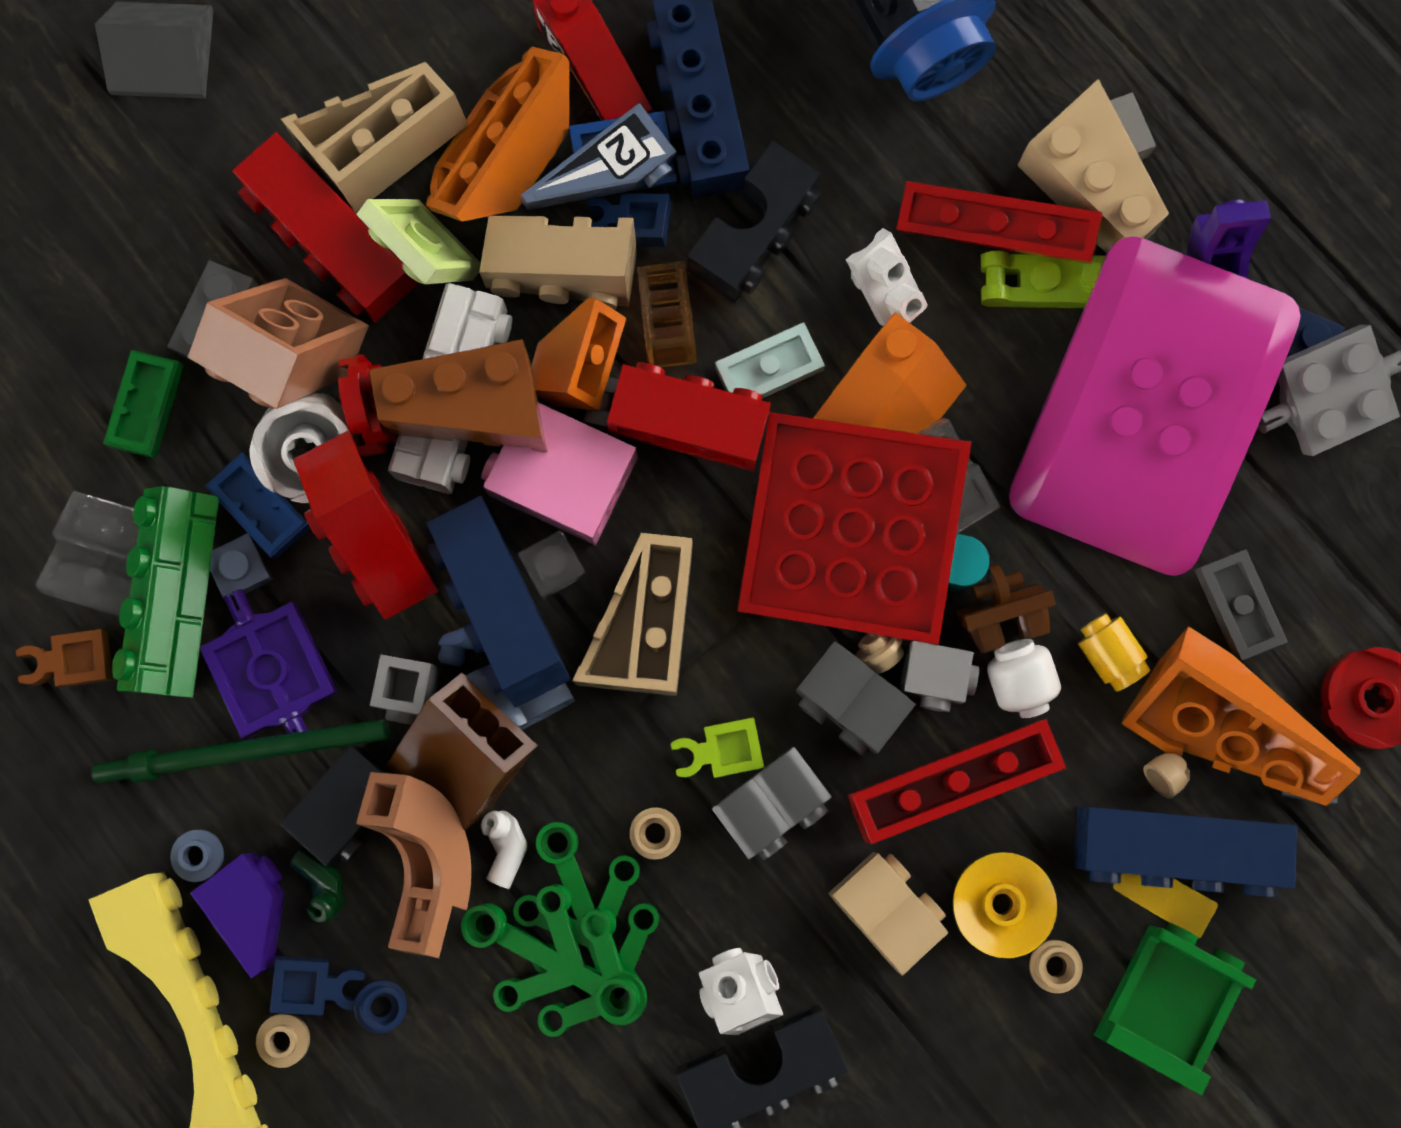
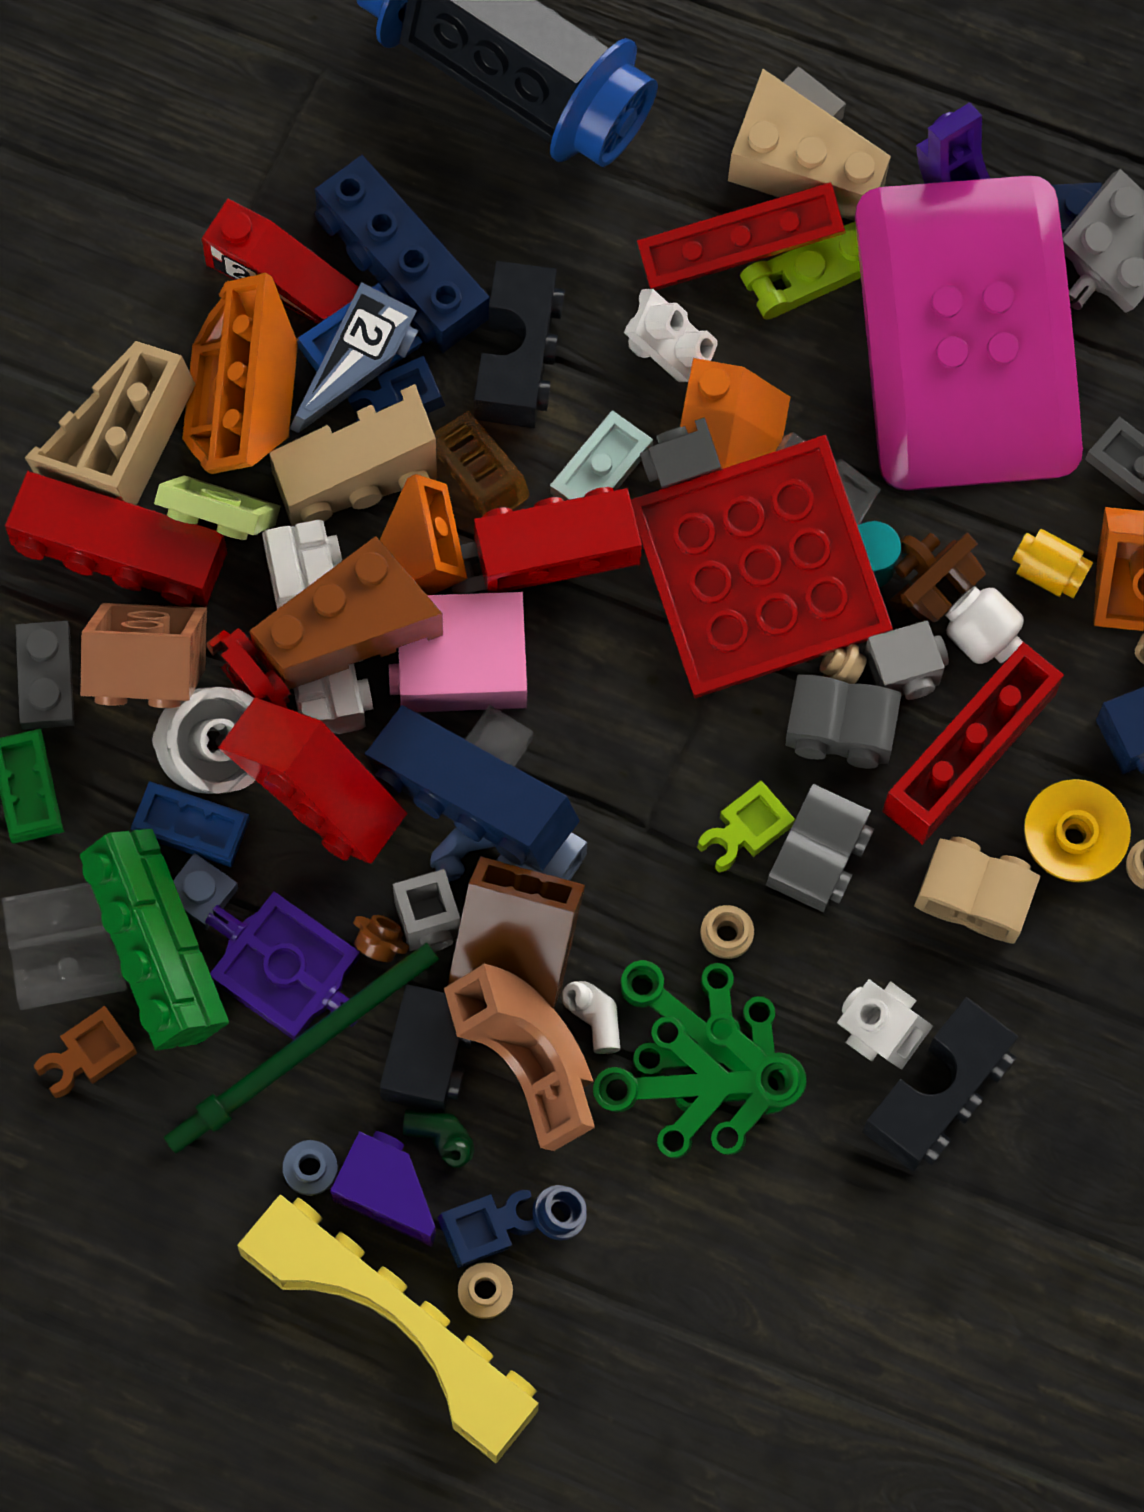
camera: 30 degrees left, 10 degrees down
(355, 687) = (379, 938): none -> dark orange plate
(643, 626) = (617, 744): tan wedge -> none
(836, 396) = (681, 455): none -> dark grey brick

